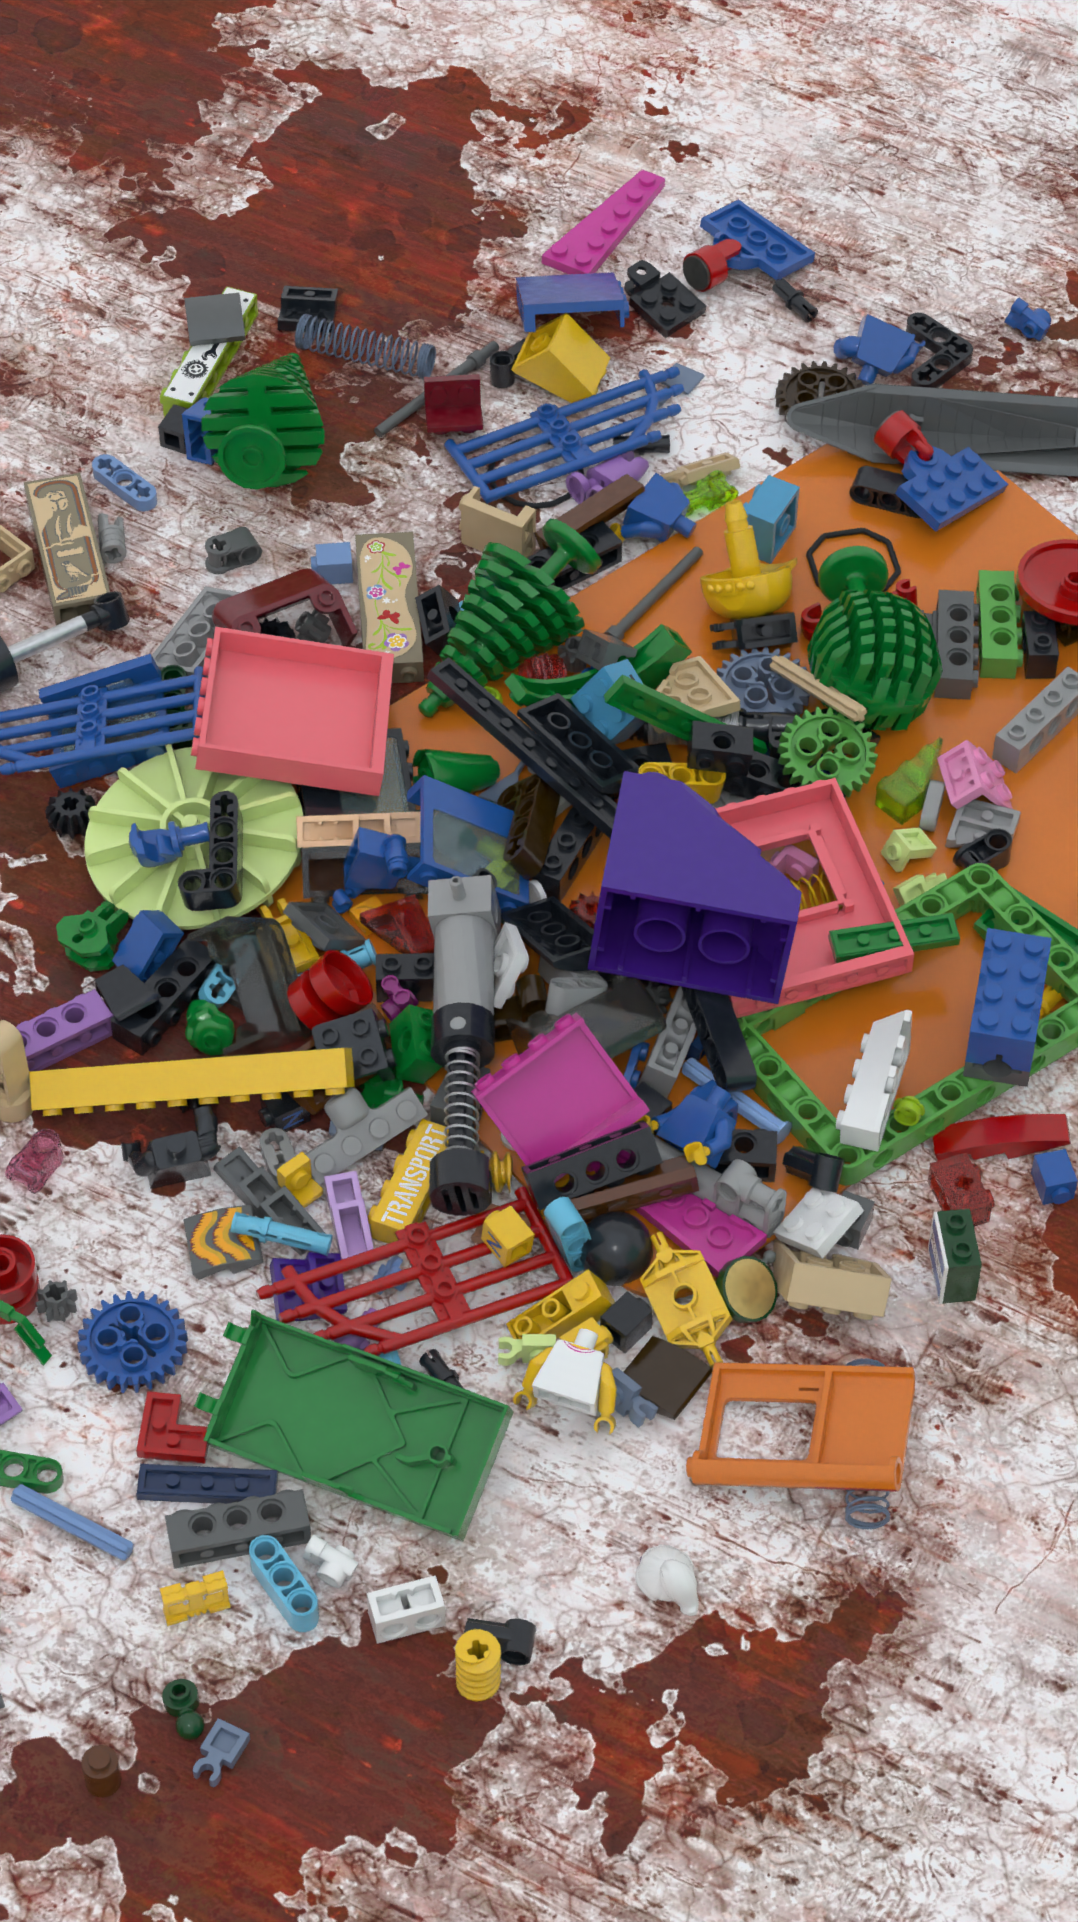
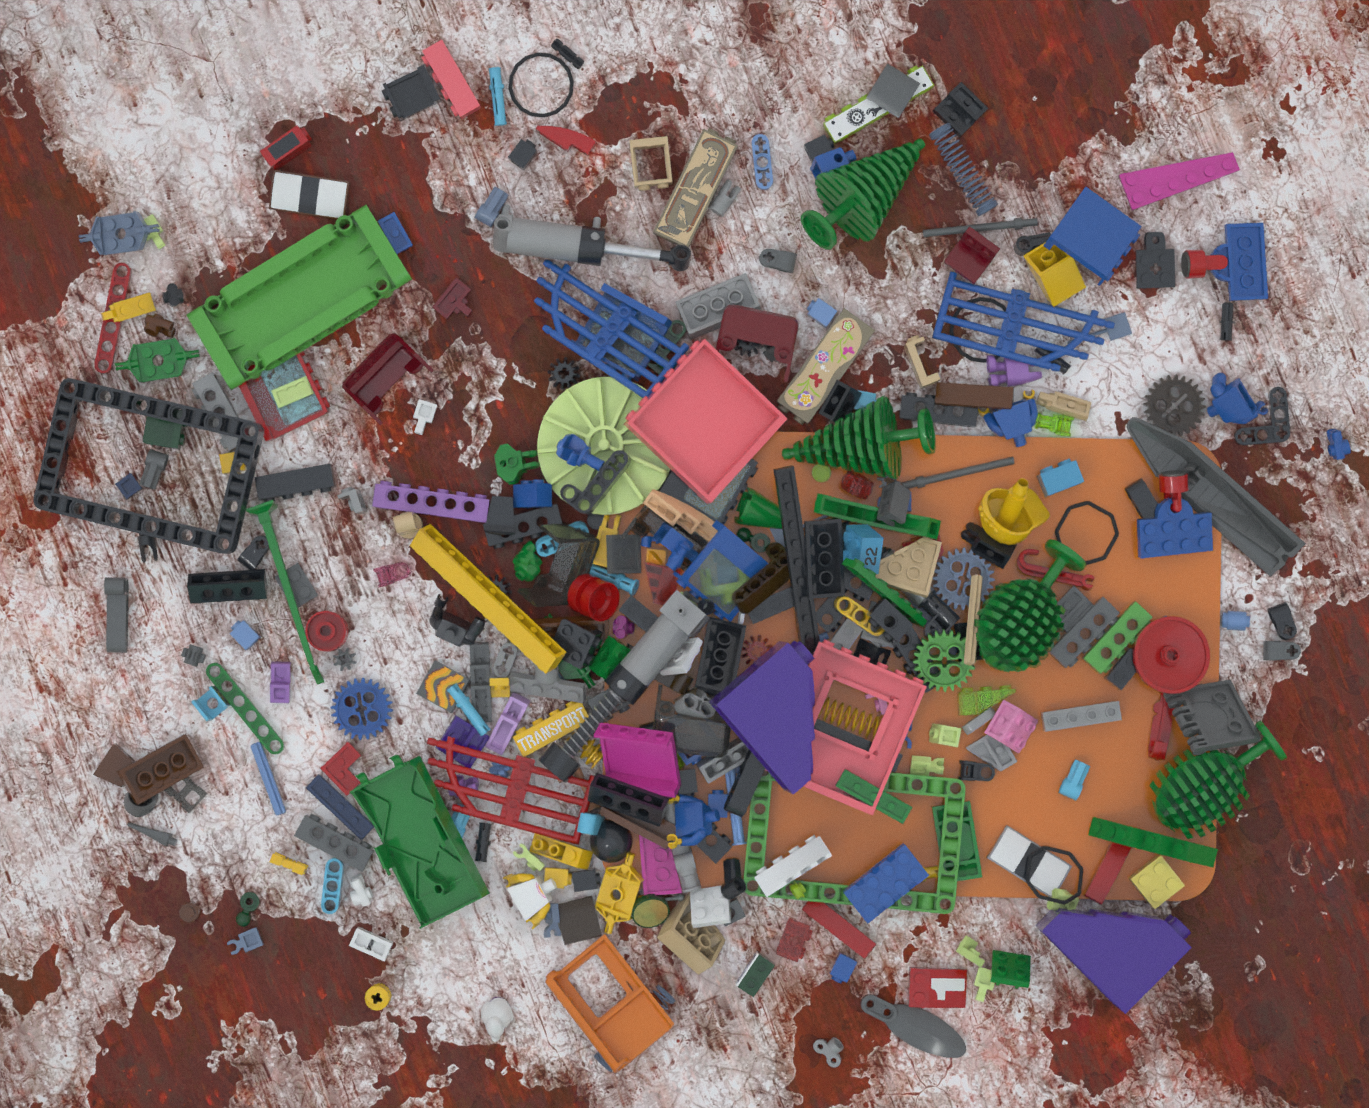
camera: 40 degrees right, 35 degrees up
(507, 1235) = (561, 801): yellow brick -> none
(514, 1636) = (404, 990): black piece -> none

